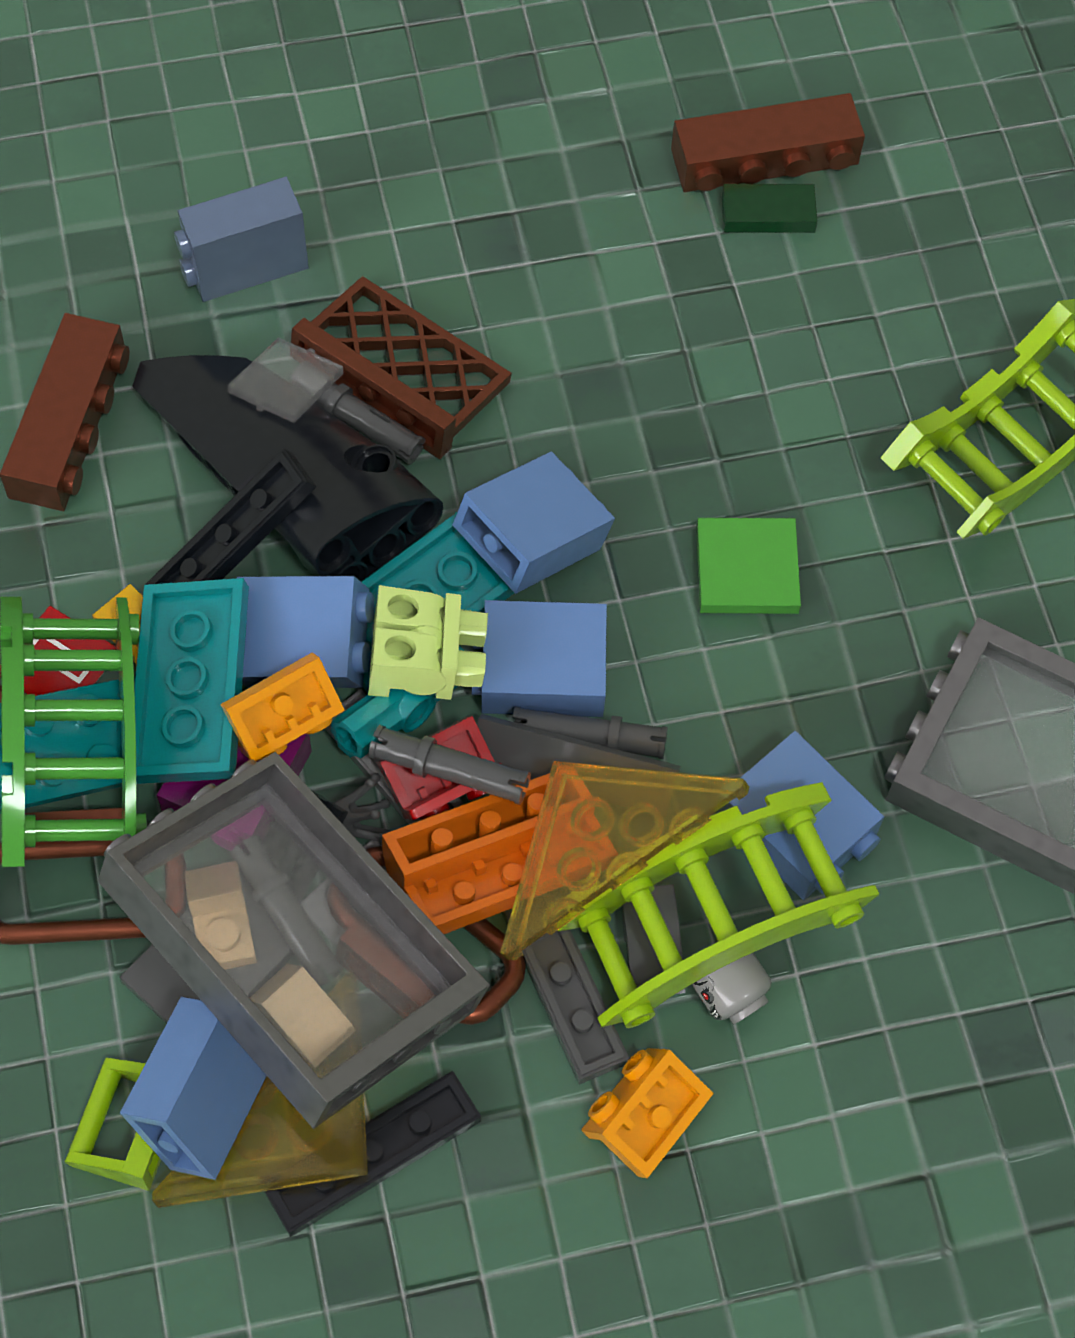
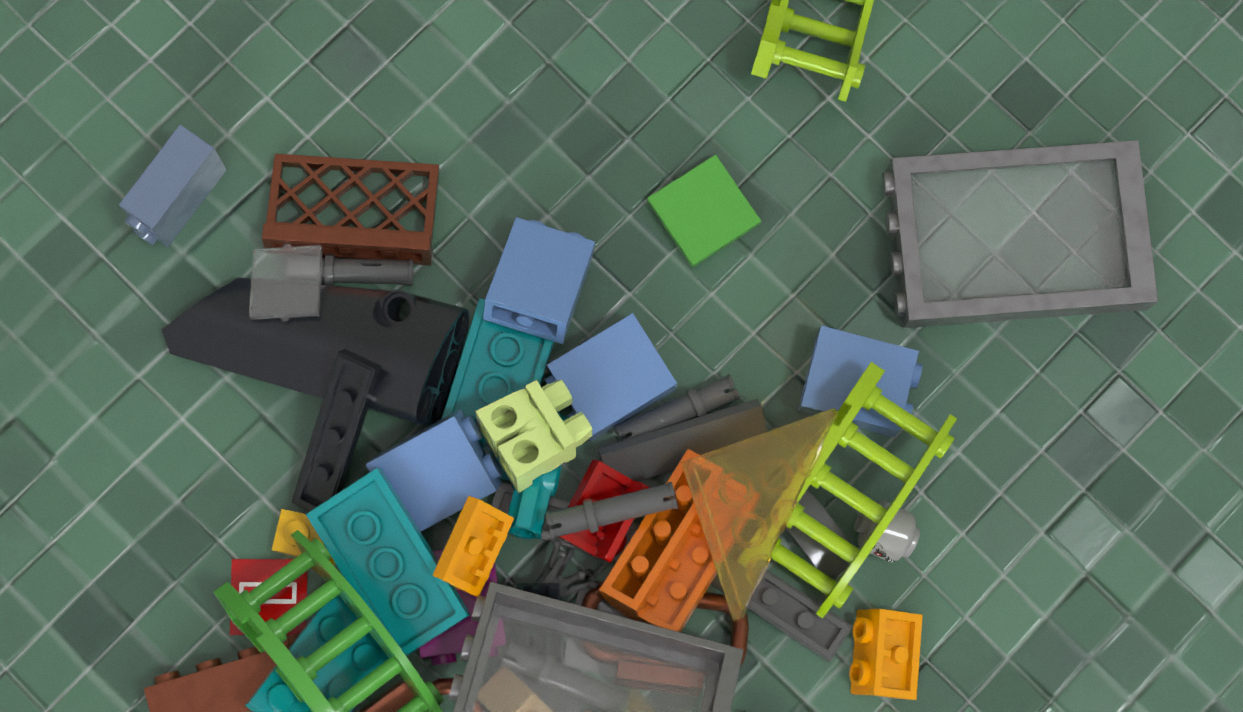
camera: 35 degrees left, 15 degrees up
(65, 412) = (136, 406): copper brick -> none

